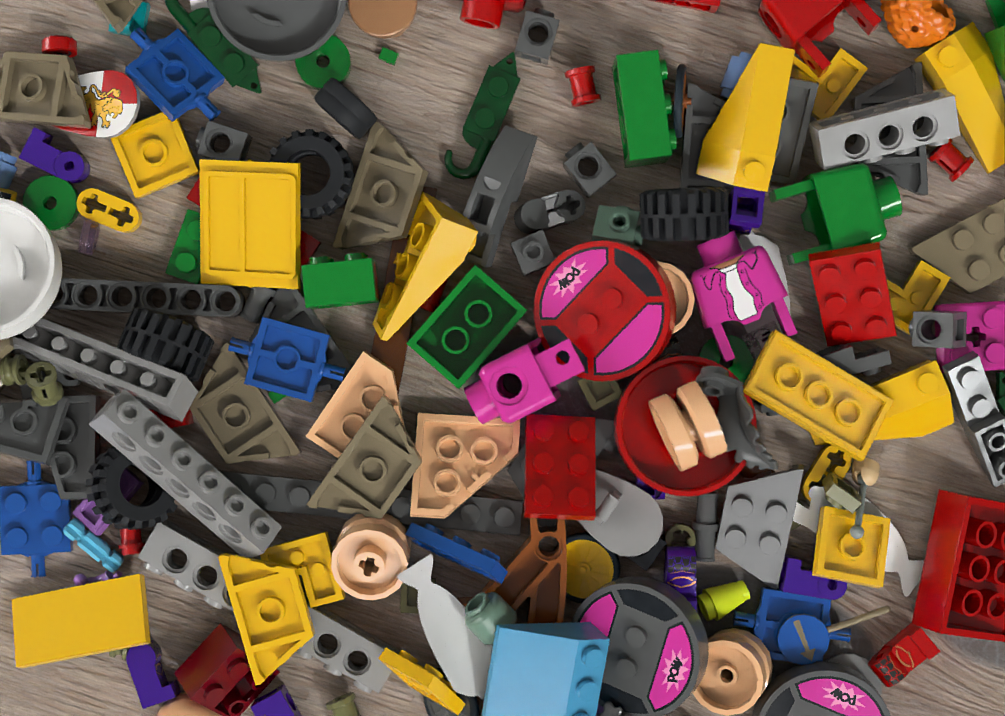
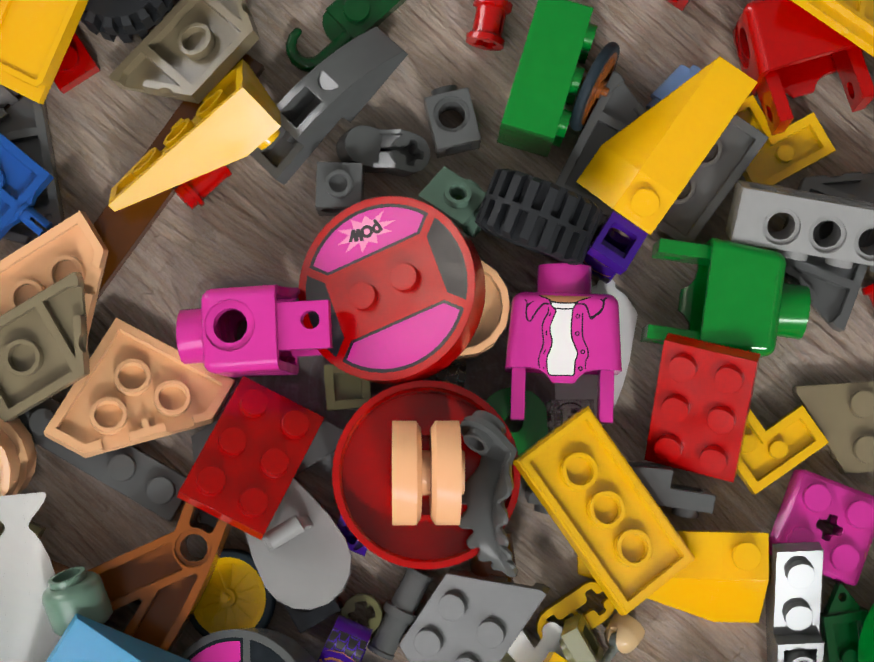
camera: 15 degrees right, 5 degrees down
(341, 282) = (93, 119): green brick -> none
(457, 551) = (81, 504): blue plate -> none
(467, 327) = (219, 239): green brick -> none
(952, 326) = (804, 503): dark grey brick -> none

